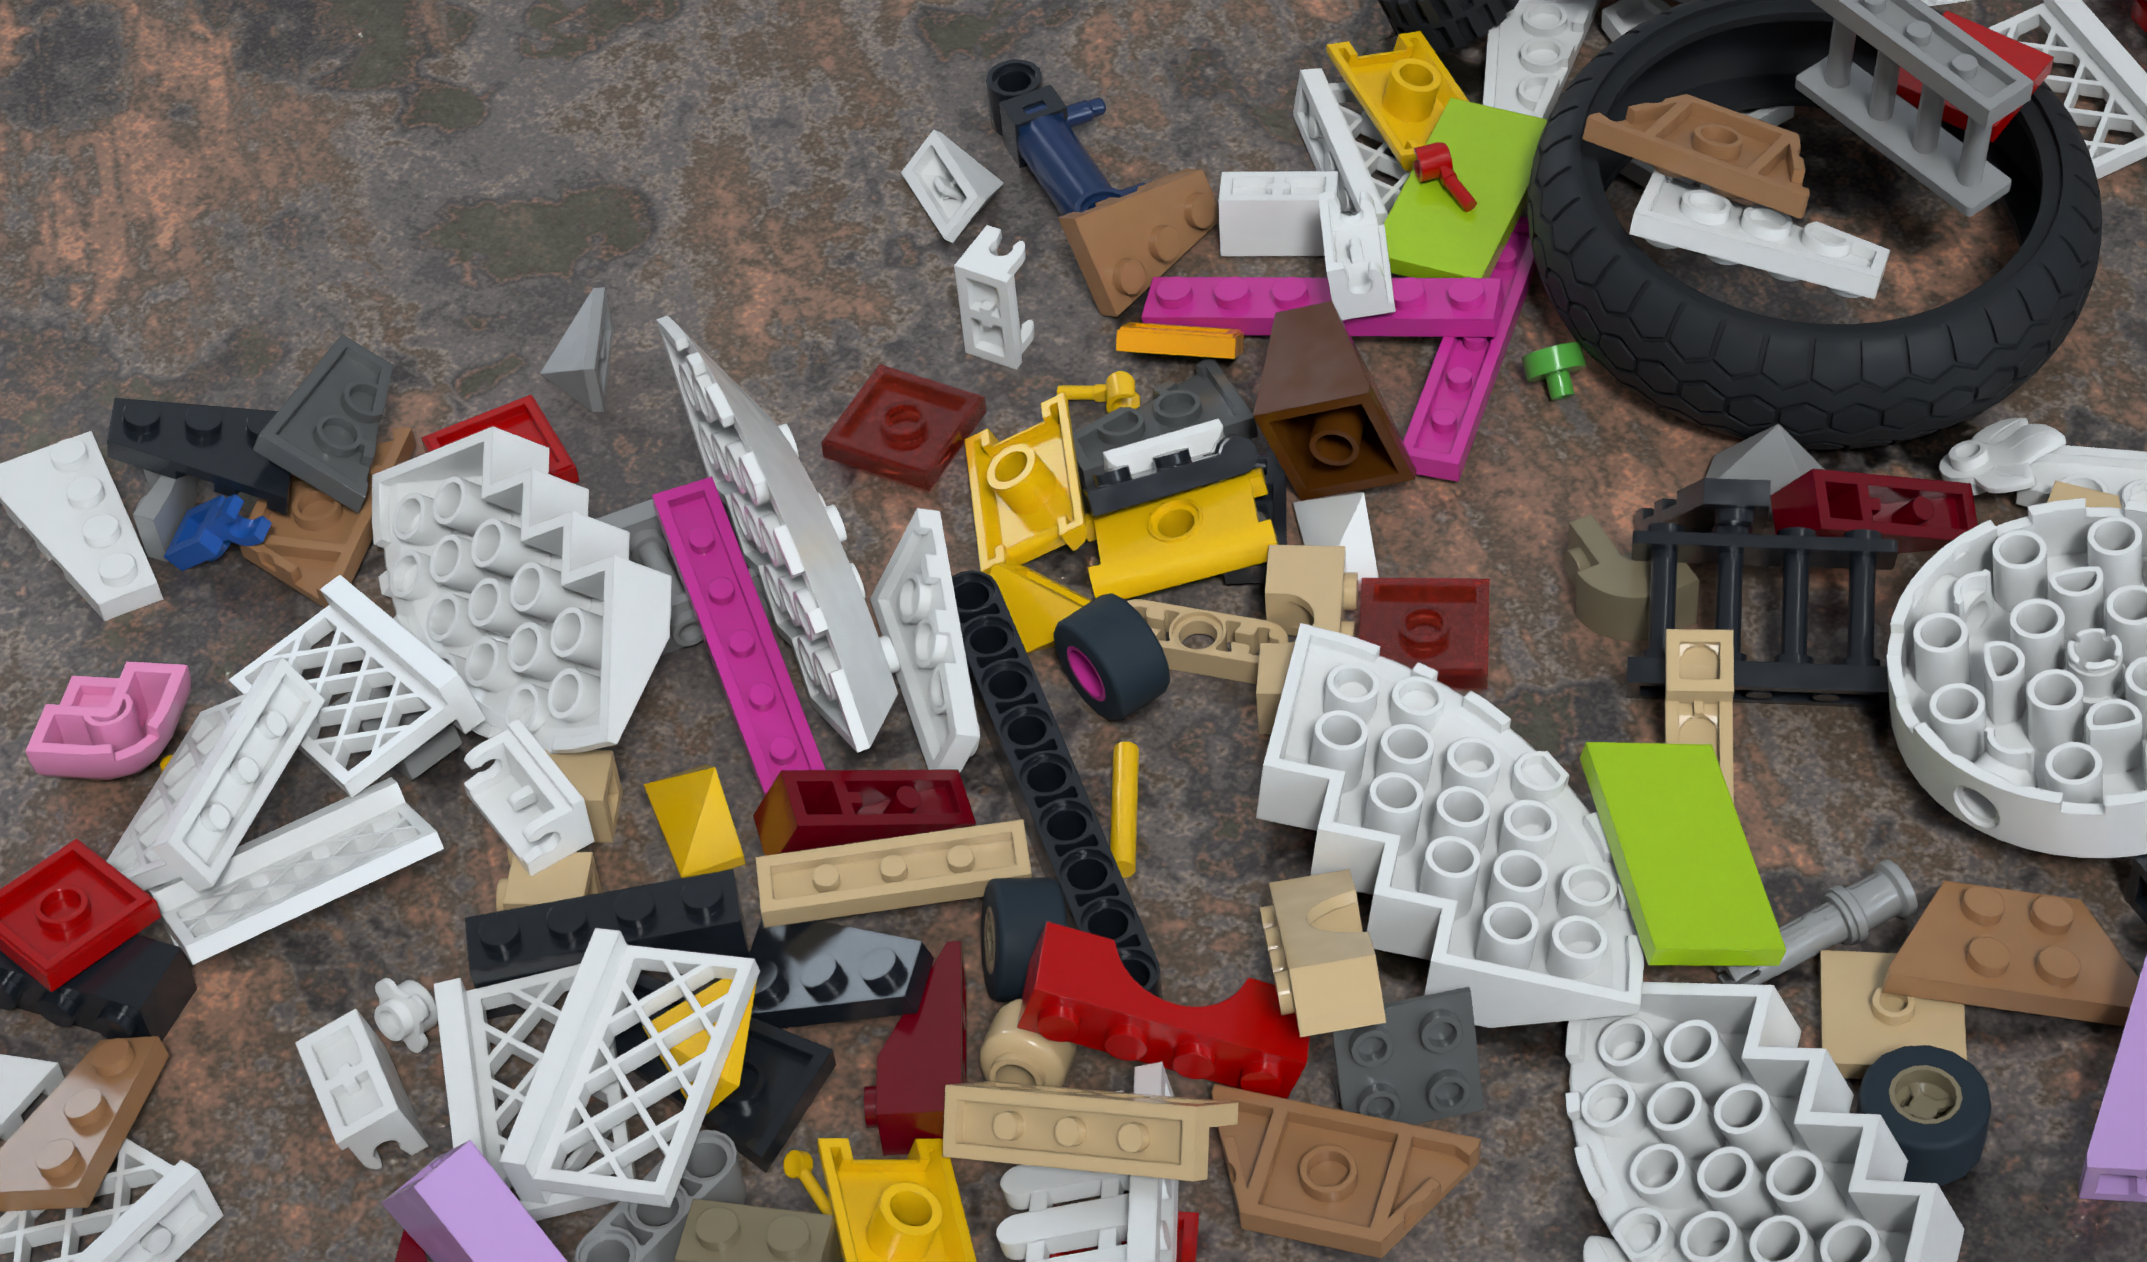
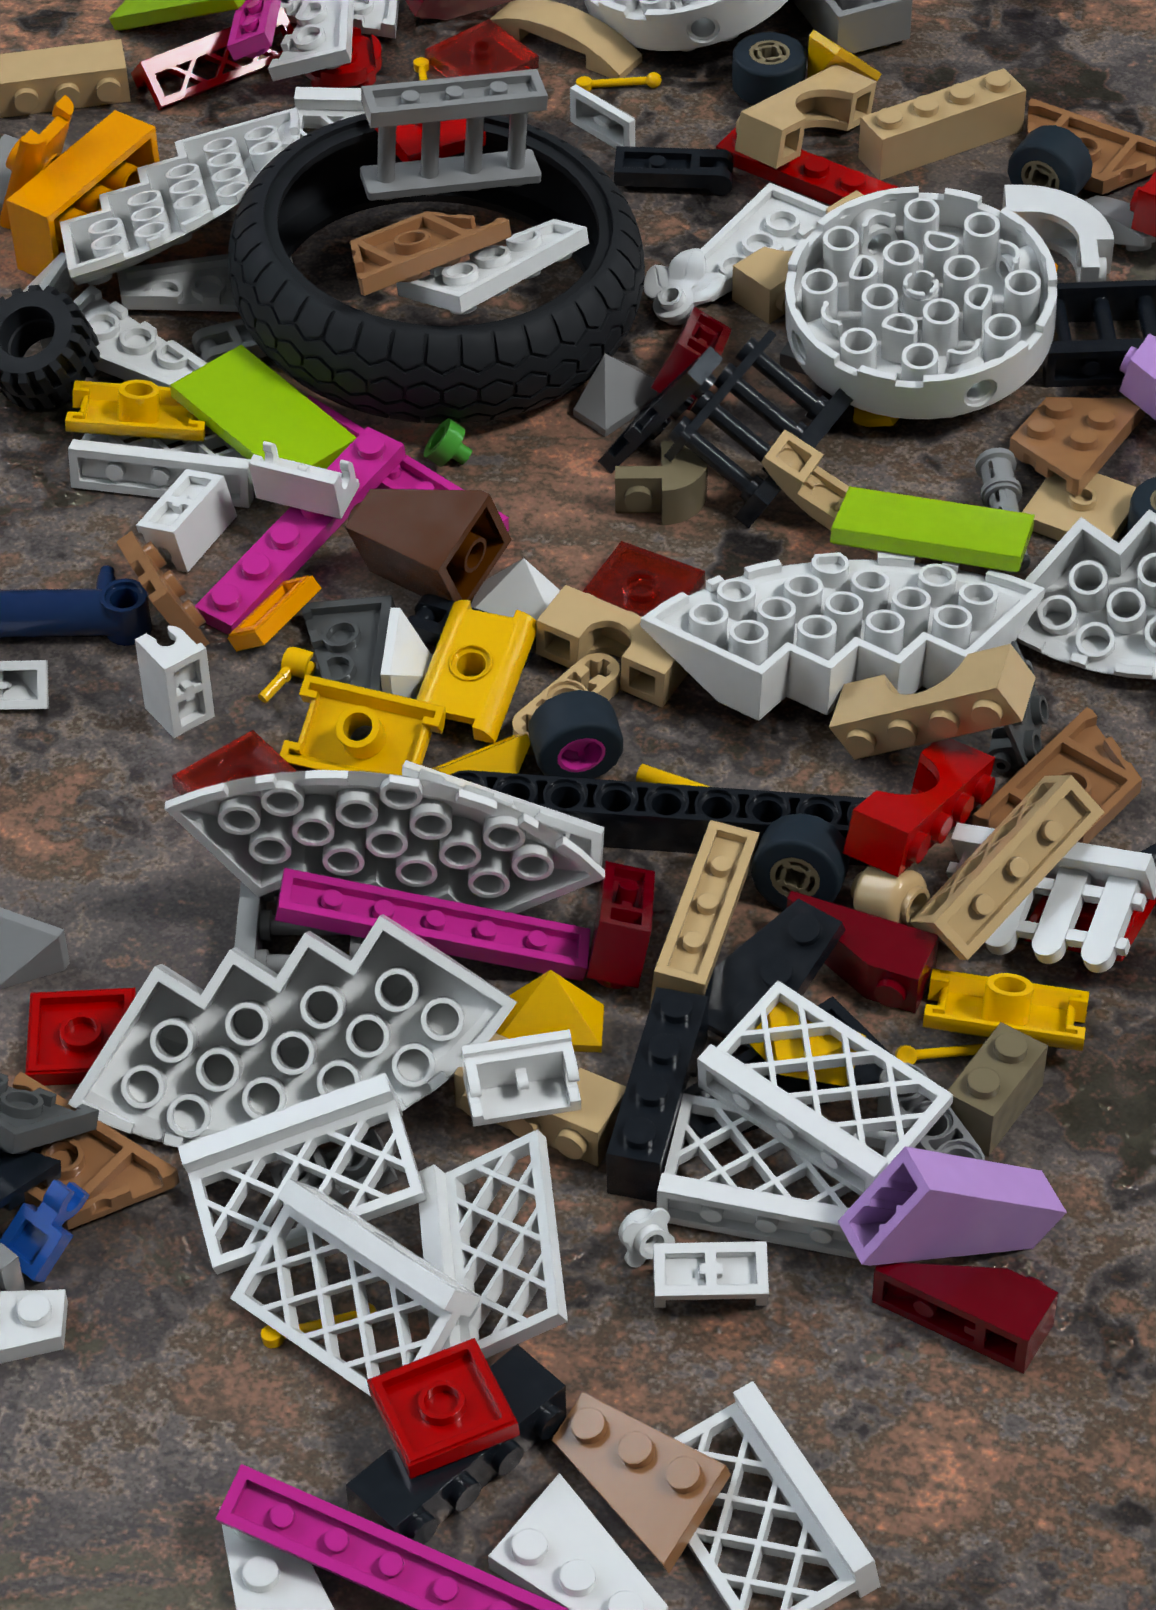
camera: 70 degrees left, 0 degrees up
(110, 724) = (227, 1343): bright pink brick -> none
(1172, 473) = (433, 645): black plate -> none
(1436, 162) = (241, 408): red hand -> none

